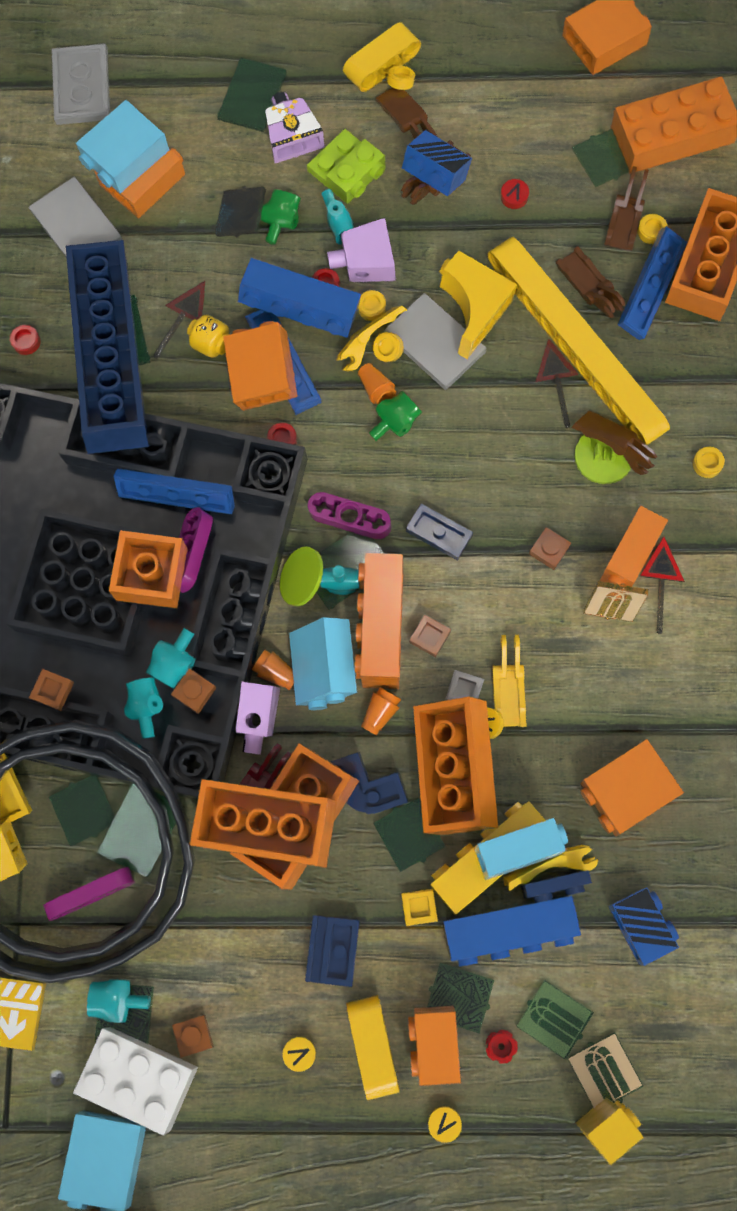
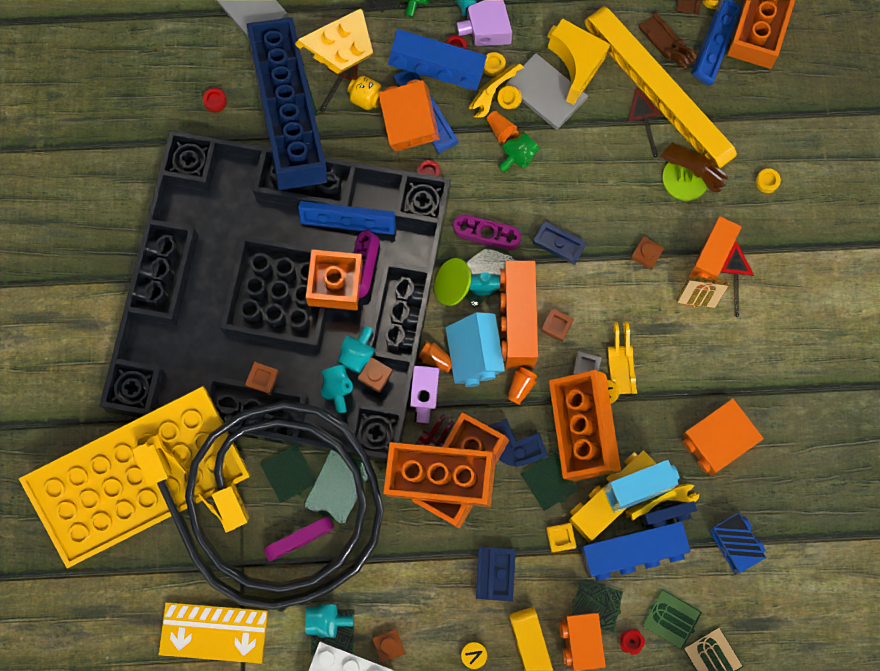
camera: 10 degrees left, 0 degrees up
(180, 273) = (340, 42): none -> yellow wing

